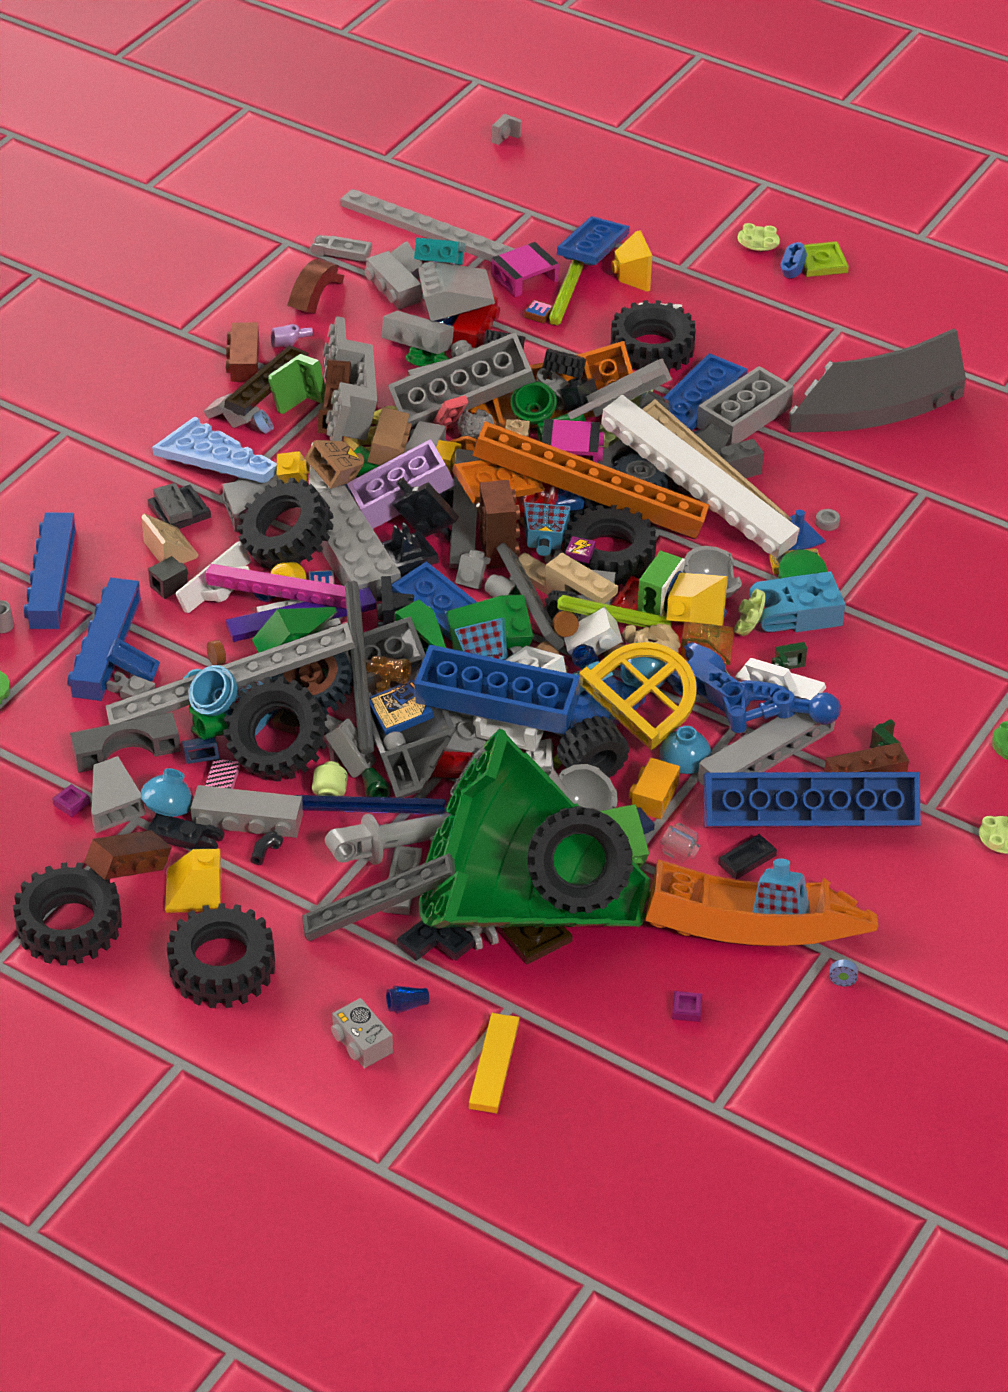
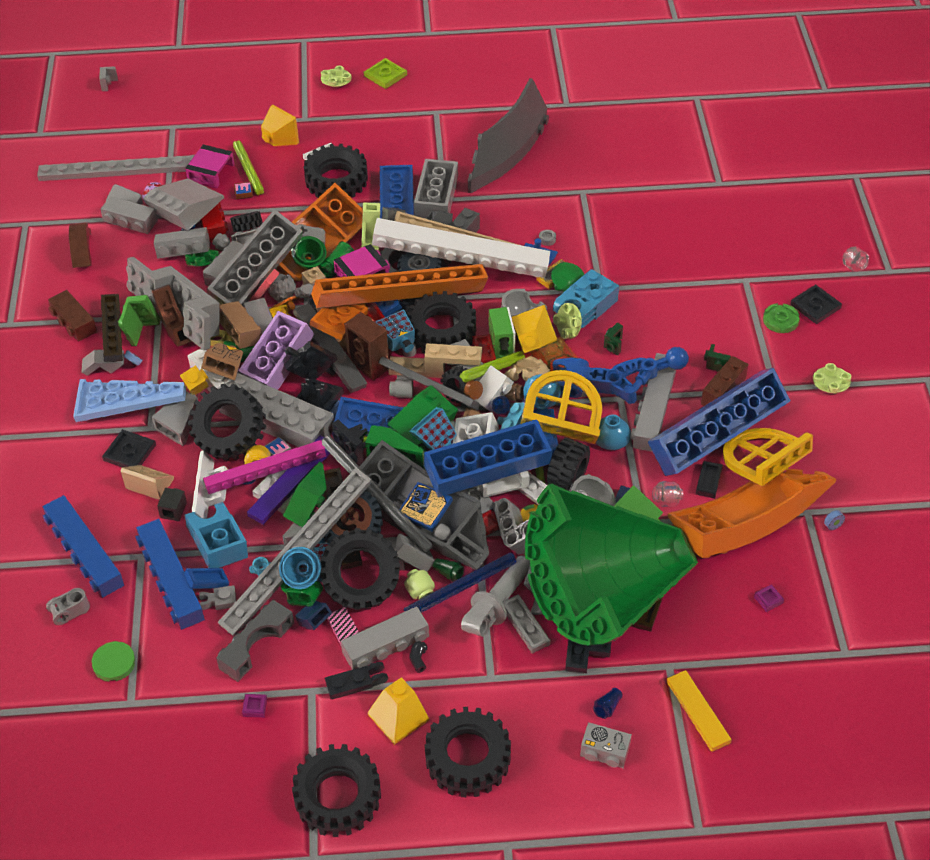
camera: 35 degrees left, 5 degrees up
(114, 795) = (284, 682): light grey slope -> none
(127, 854) = (344, 721): copper brick -> none
(167, 794) = (324, 660): dark azure piece -> none
(172, 503) = (127, 449): dark grey plate -> none
(178, 630) = (217, 537): none -> dark azure brick
(216, 652) = (256, 539): dark orange tile -> none
(288, 335) = (92, 289): lavender piece -> none
(341, 247) = (69, 209): light grey hinge -> none
(378, 897) = (538, 645): dark grey tile -> none
(389, 669) = (399, 484): clear orange piece -> none
(439, 250) = (147, 179): teal panel -> none
(472, 569) = (370, 385): light grey bracket -> none
(564, 363) = (310, 215): black tyre -> none
(576, 391) = (331, 232): black brick -> none
(580, 549) = (435, 335): magenta tile -> none
(583, 896) = (665, 548): black tyre -> none
(592, 240) = (237, 126): blue plate -> none
(629, 386) = (369, 214): light grey fence -> none
(655, 787) = (618, 467): light orange brick -> none
(761, 671) = (615, 356): white bracket -> none
(781, 891) = (763, 492): dark azure torso -> none
(793, 265) = (369, 82): blue beam -> none
(837, 870) = (775, 463): none -> yellow window

